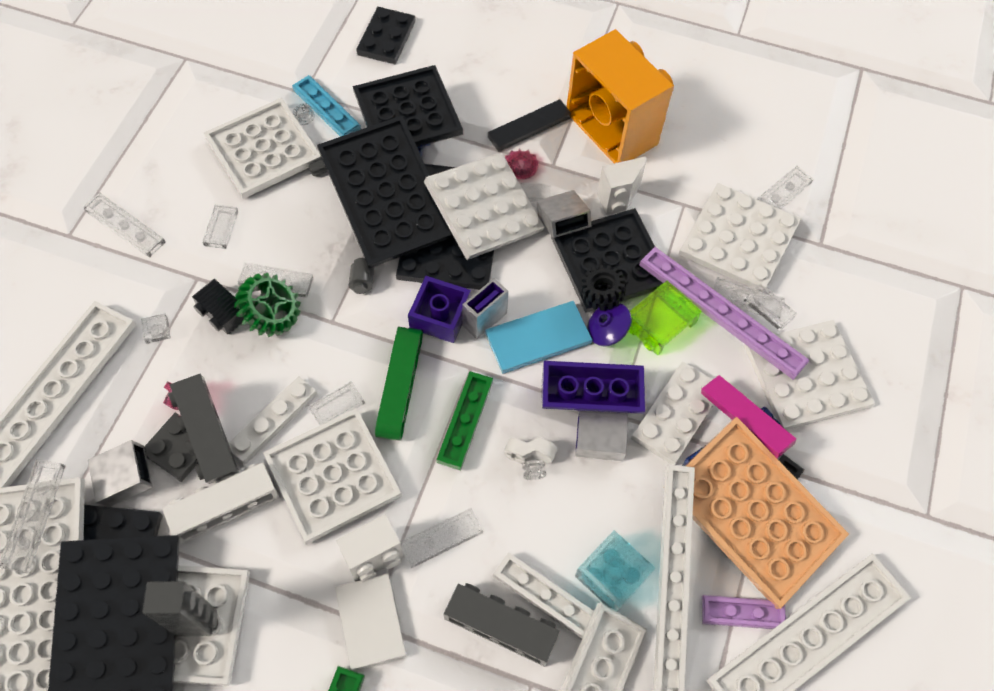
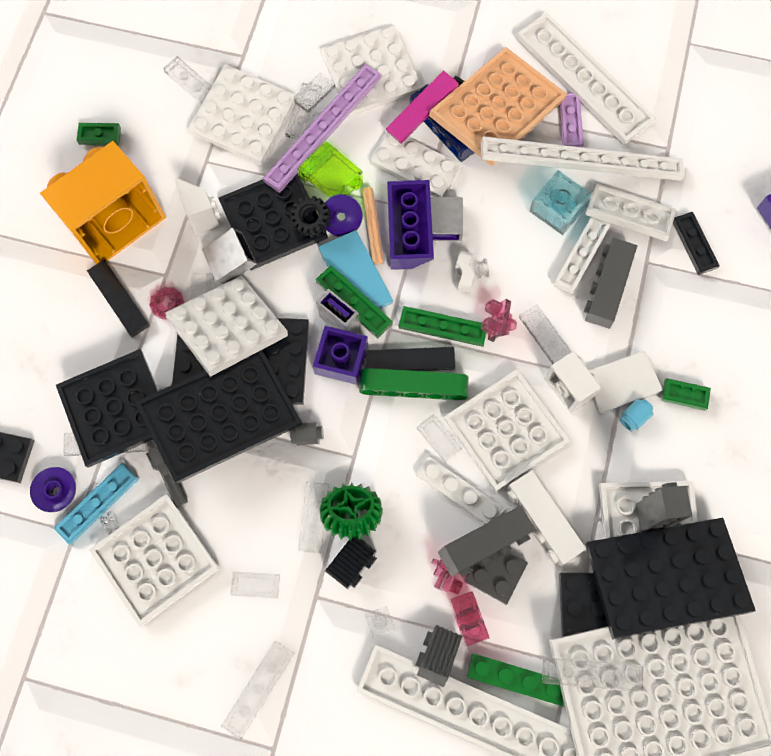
camera: 90 degrees left, 10 degrees up
(74, 437) = (513, 679): none -> green plate
(103, 373) = (439, 655): none -> dark grey brick
(120, 473) = (533, 614): flat silver piece -> none
(133, 409) = (469, 618): none -> clear pink brick
(323, 629) = (636, 414): none -> medium azure brick
(343, 73) = (45, 482): none -> dark purple dish
(430, 385) = (412, 359): none -> black tile
(453, 474) = (501, 319): none -> clear pink hips
(500, 326) = (370, 315): none -> green plate
(625, 357) = (372, 225): none -> light nougat axle
(714, 110) = (98, 133): none -> green plate

